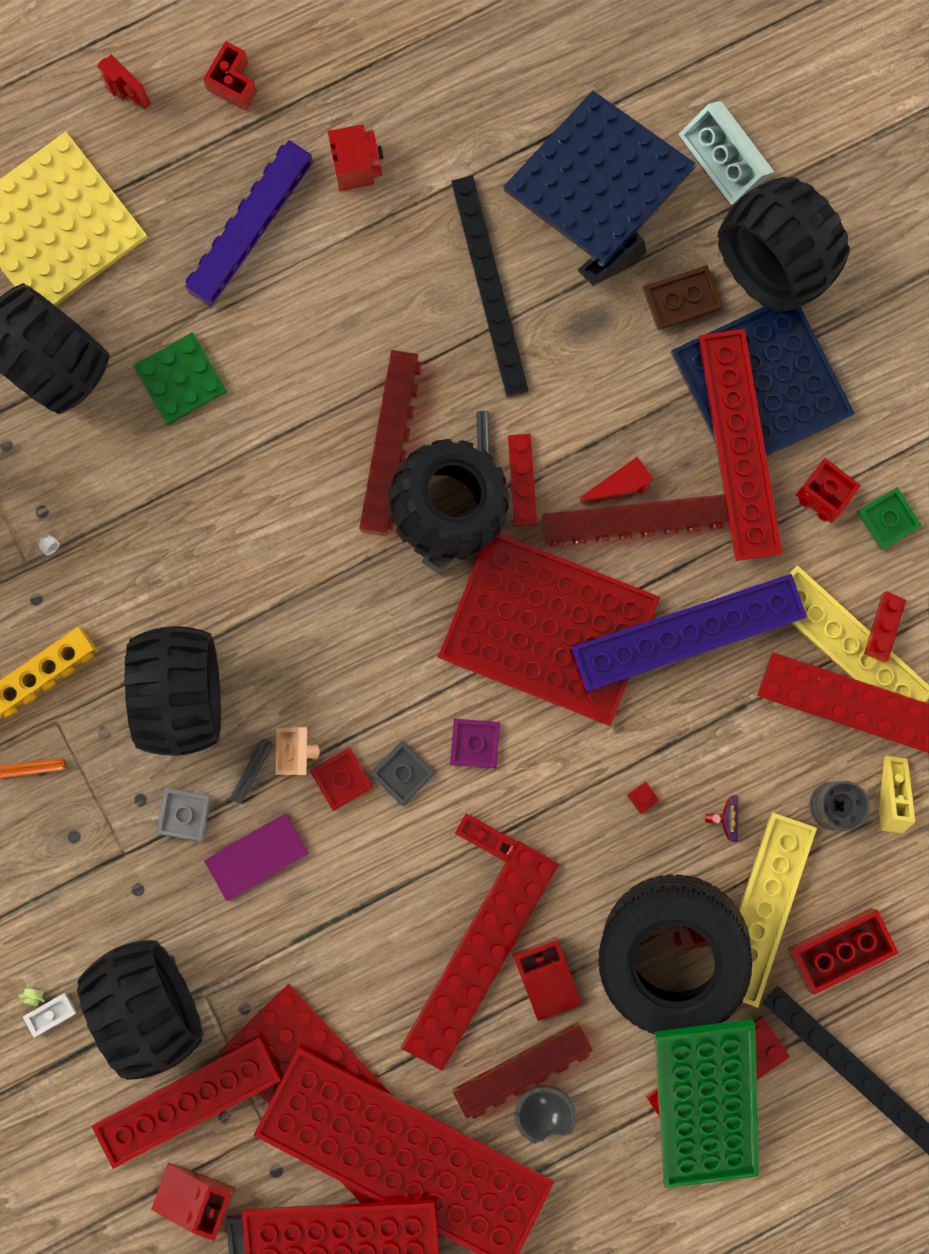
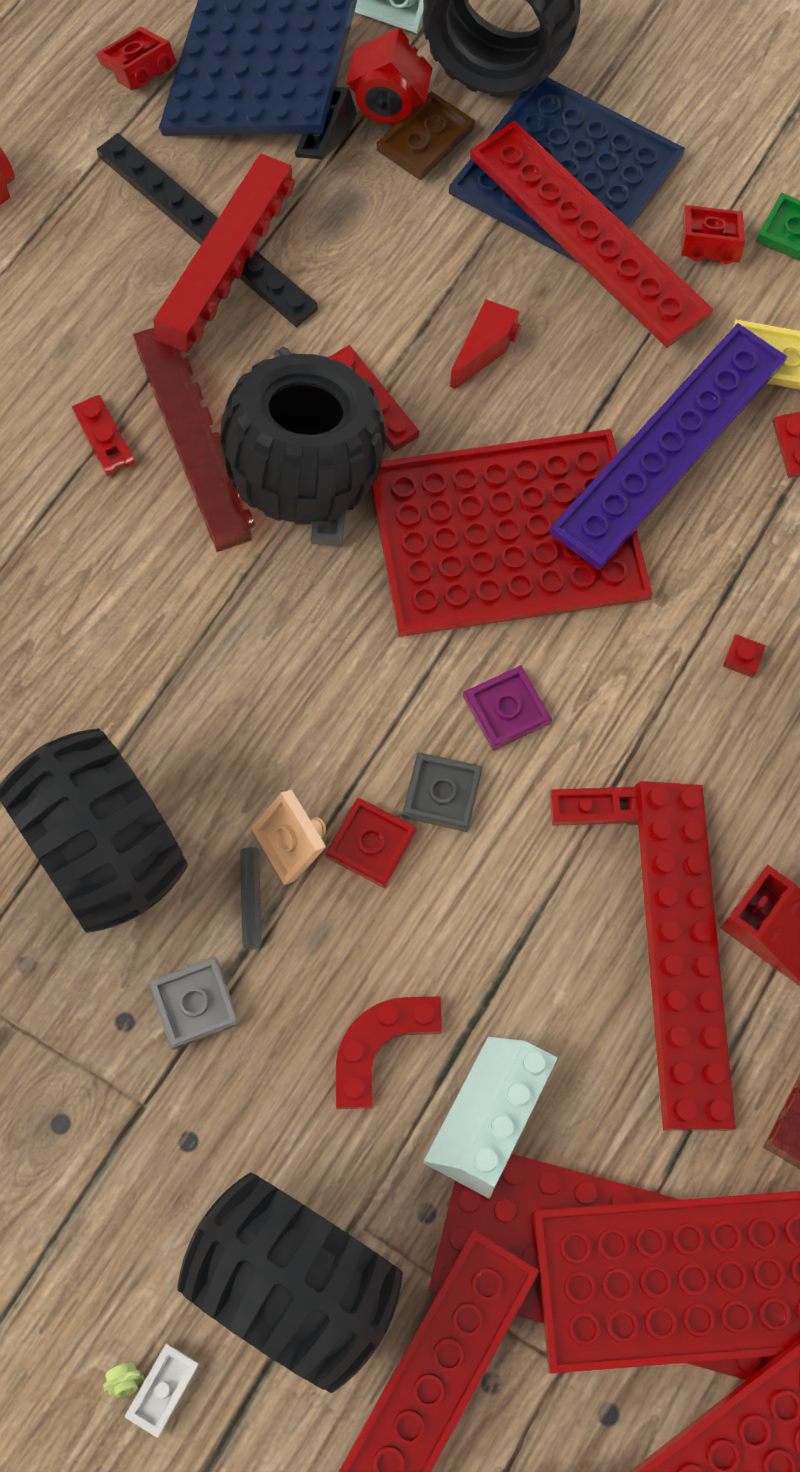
camera: 30 degrees left, 15 degrees down
(256, 857) = (321, 1002): magenta tile -> none
(271, 891) = (371, 1031): none -> red plate
(309, 979) = (490, 1113): none -> light aqua slope
(335, 407) = (103, 434): none -> red plate
(485, 322) = (223, 254): none -> red brick
(520, 119) = (137, 58): none -> red plate
(634, 519) = (524, 369): clear red brick -> none
(677, 246) = (388, 77): none -> red piece

